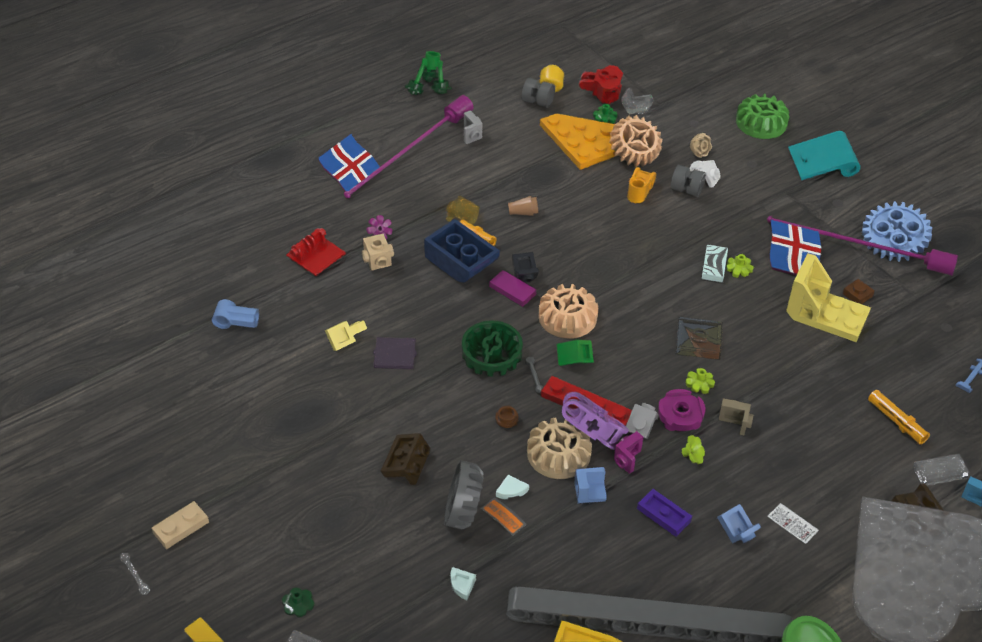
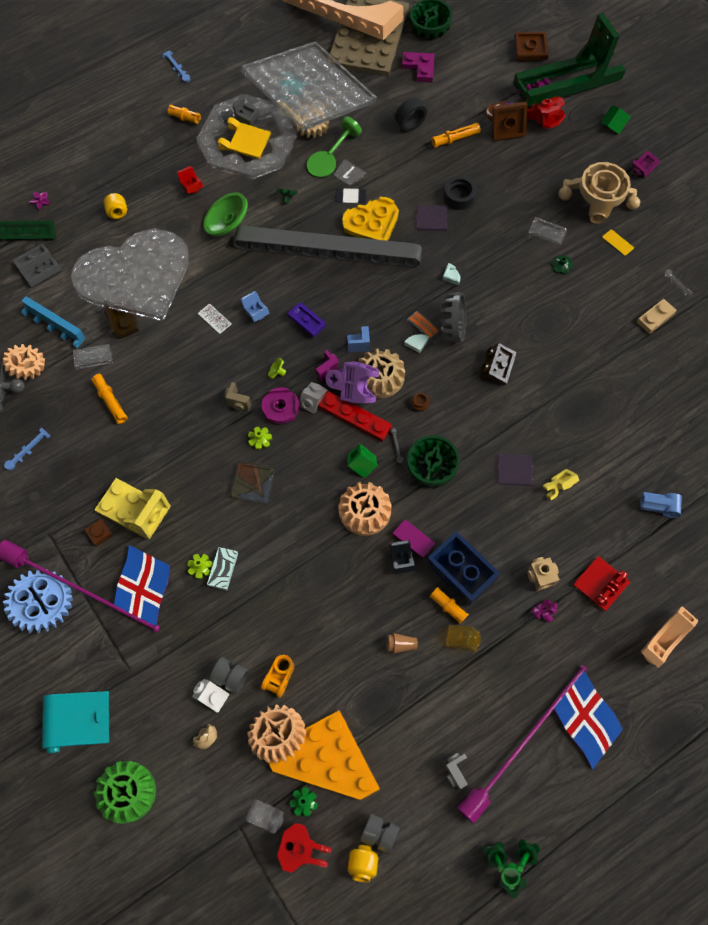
camera: 175 degrees left, 20 degrees up
(266, 207) = (668, 637): none -> light nougat arch

